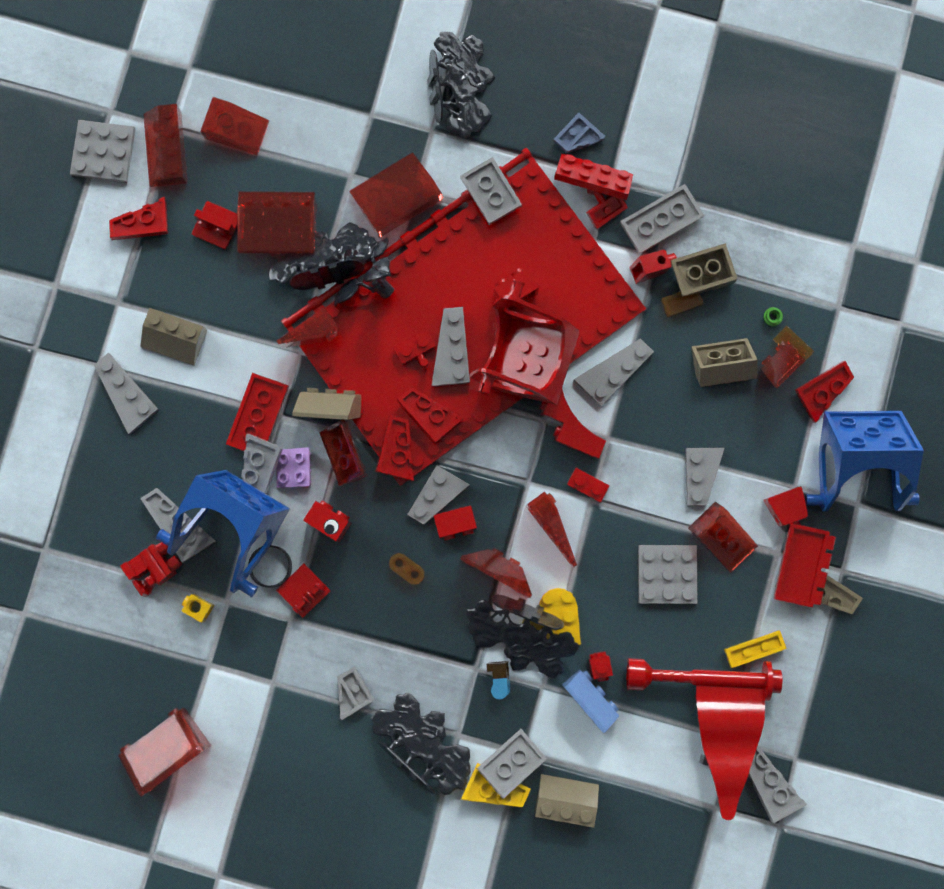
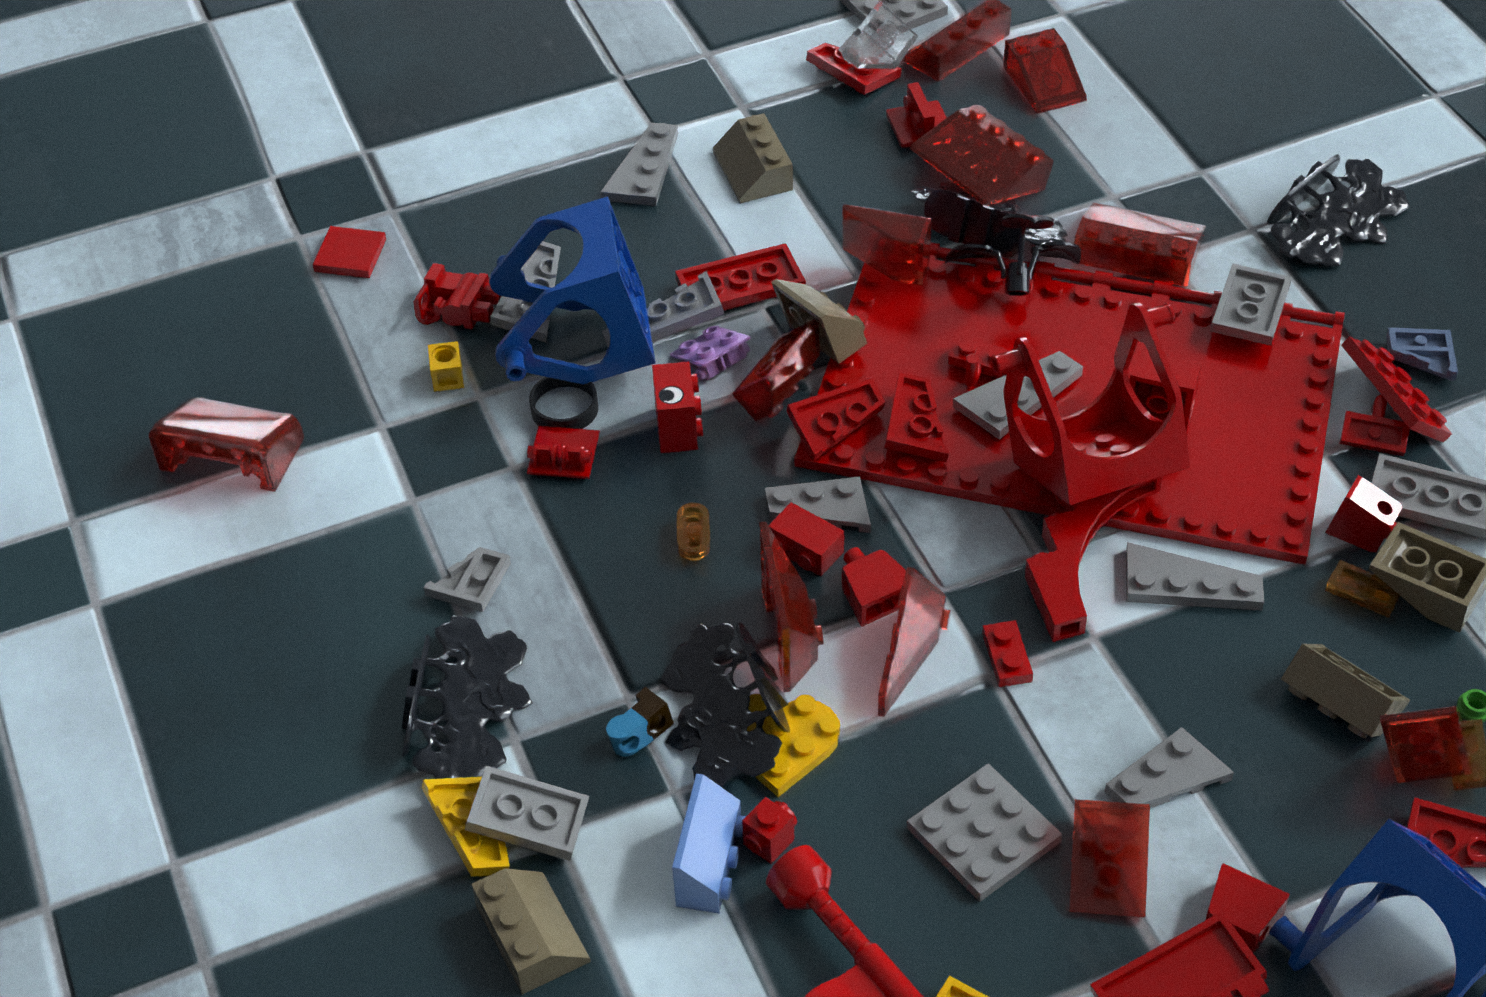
camera: 55 degrees right, 35 degrees down
(62, 596) = (349, 252): none -> red tile
(139, 196) = (878, 40): none -> clear slope
(506, 513) = (871, 584): none -> red torso

